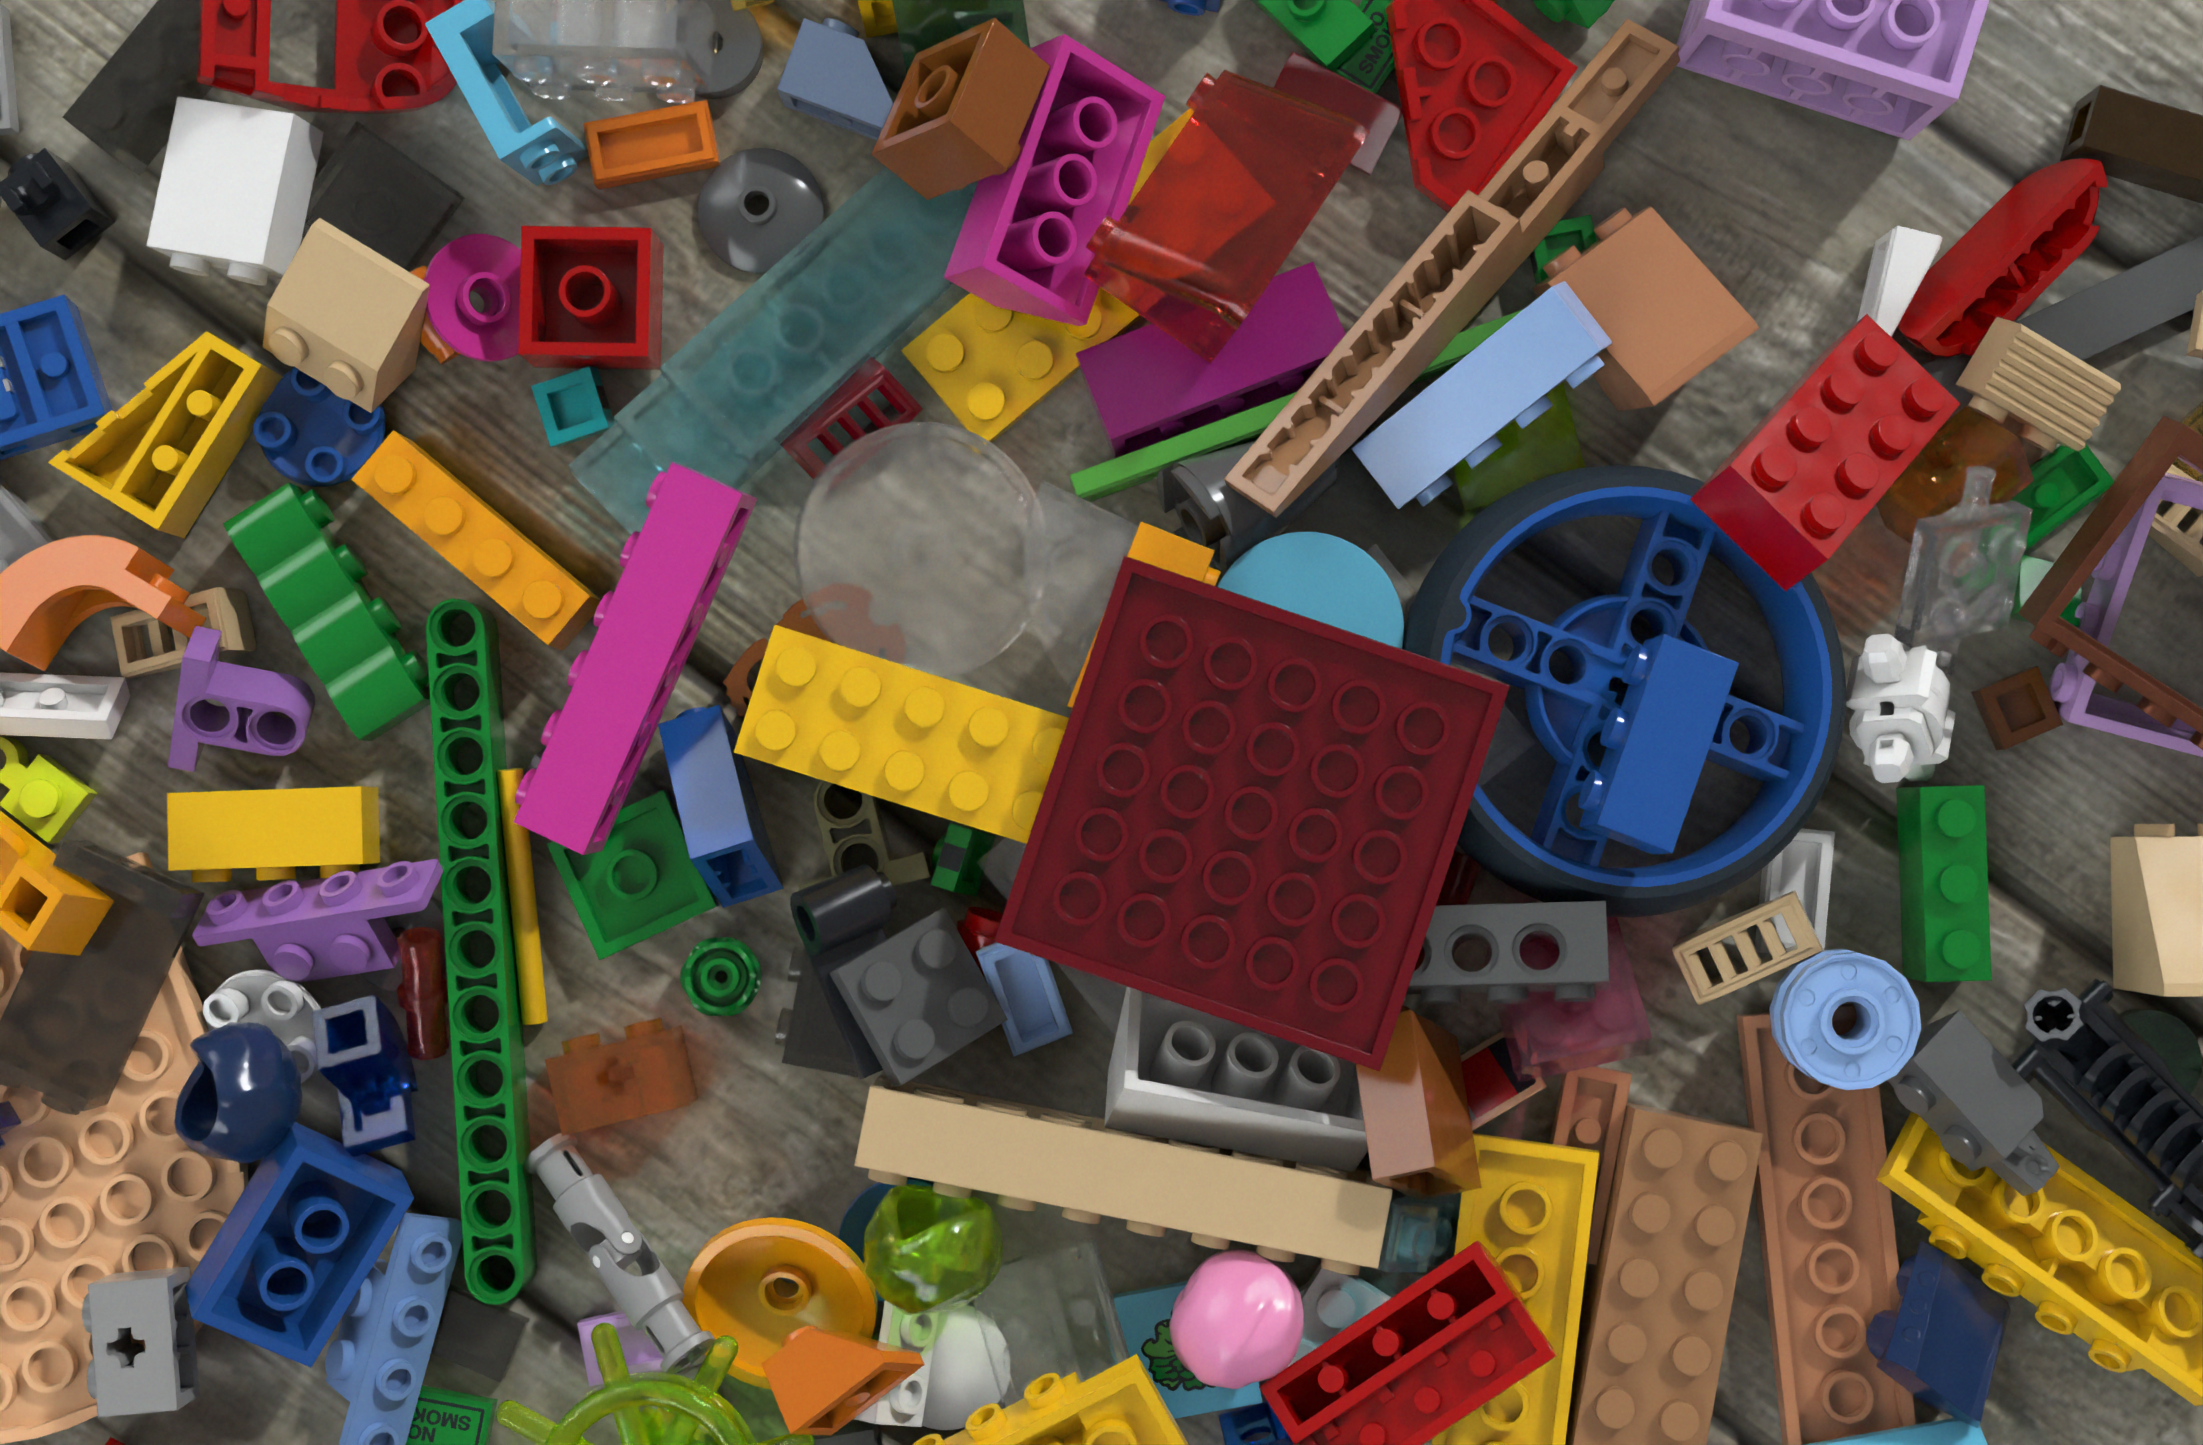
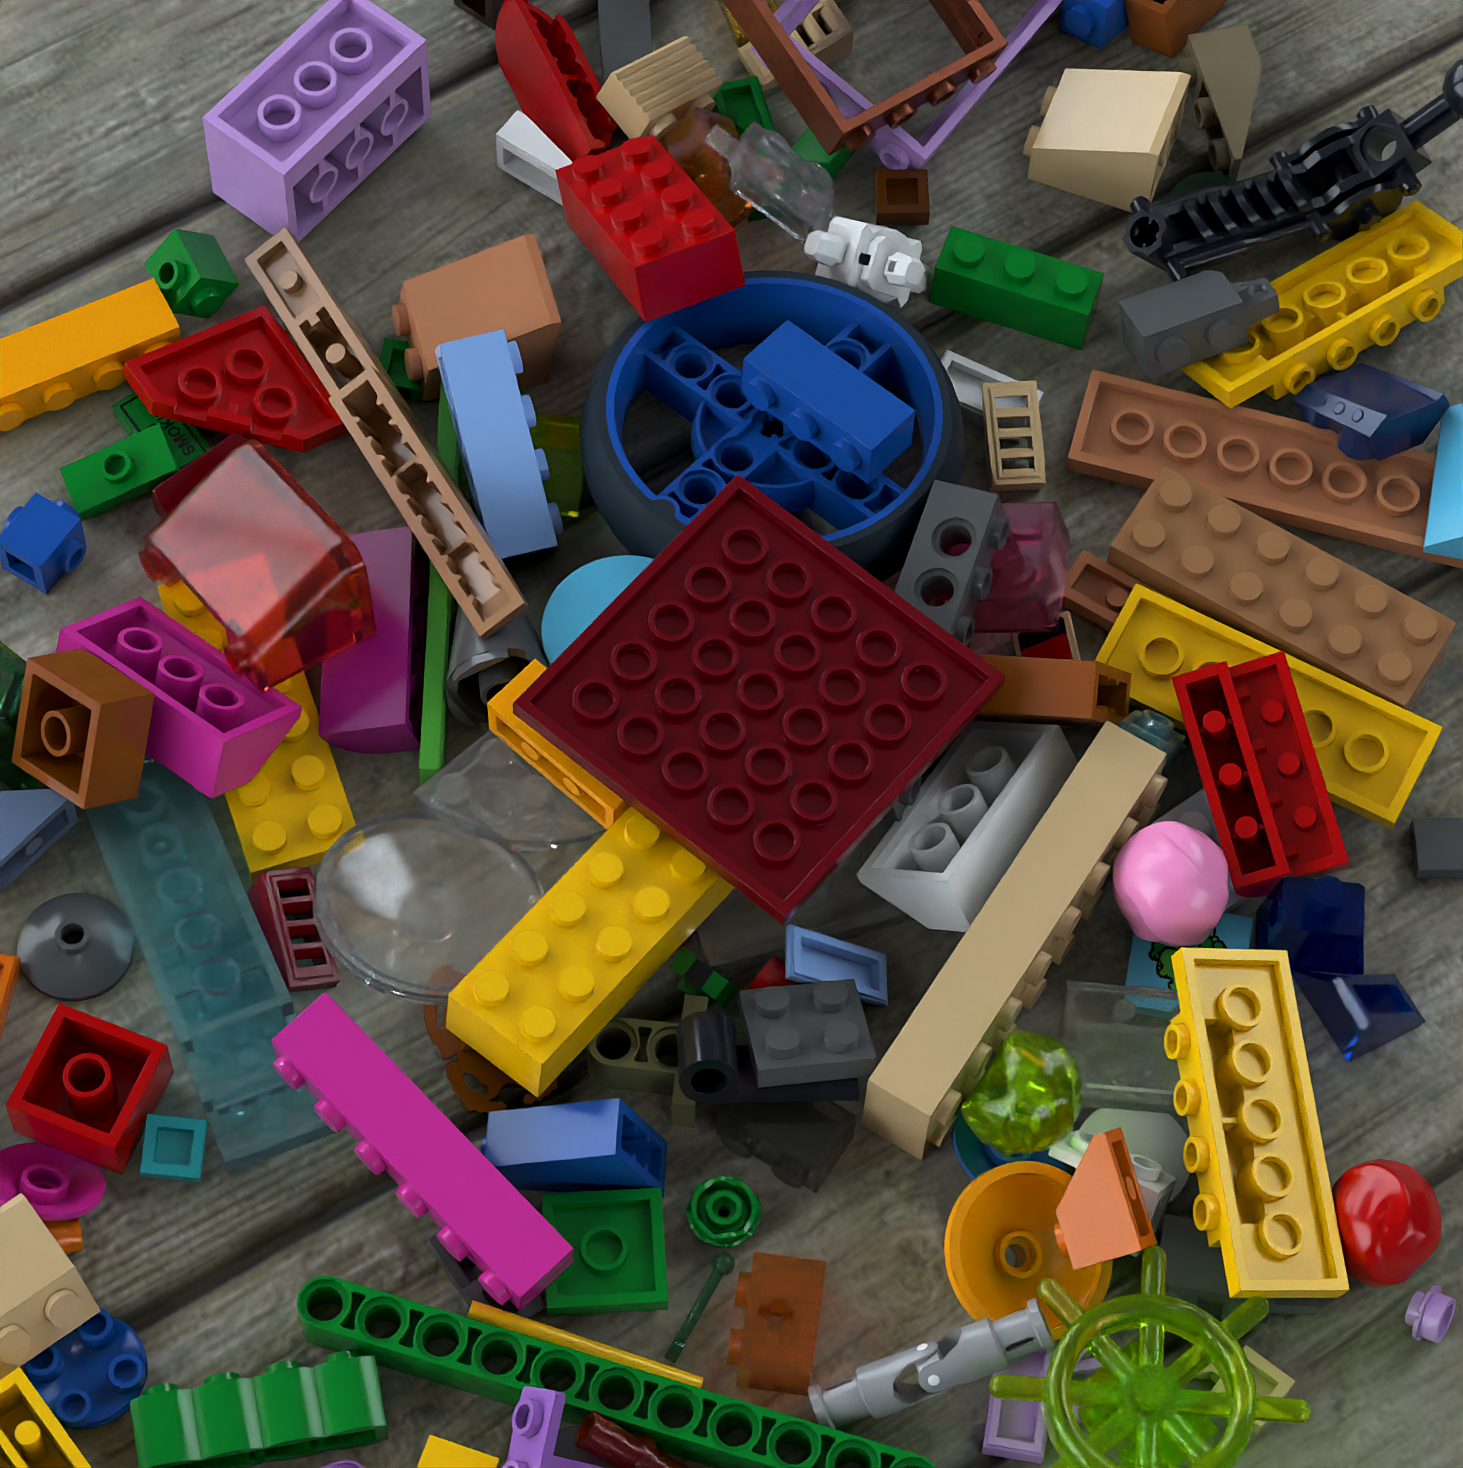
camera: 70 degrees left, 25 degrees down
(477, 540) = (255, 1265): light orange brick -> none
(671, 994) = (722, 1265): none -> clear green hinge
(1884, 1026) = (1102, 353): light blue wheel -> none

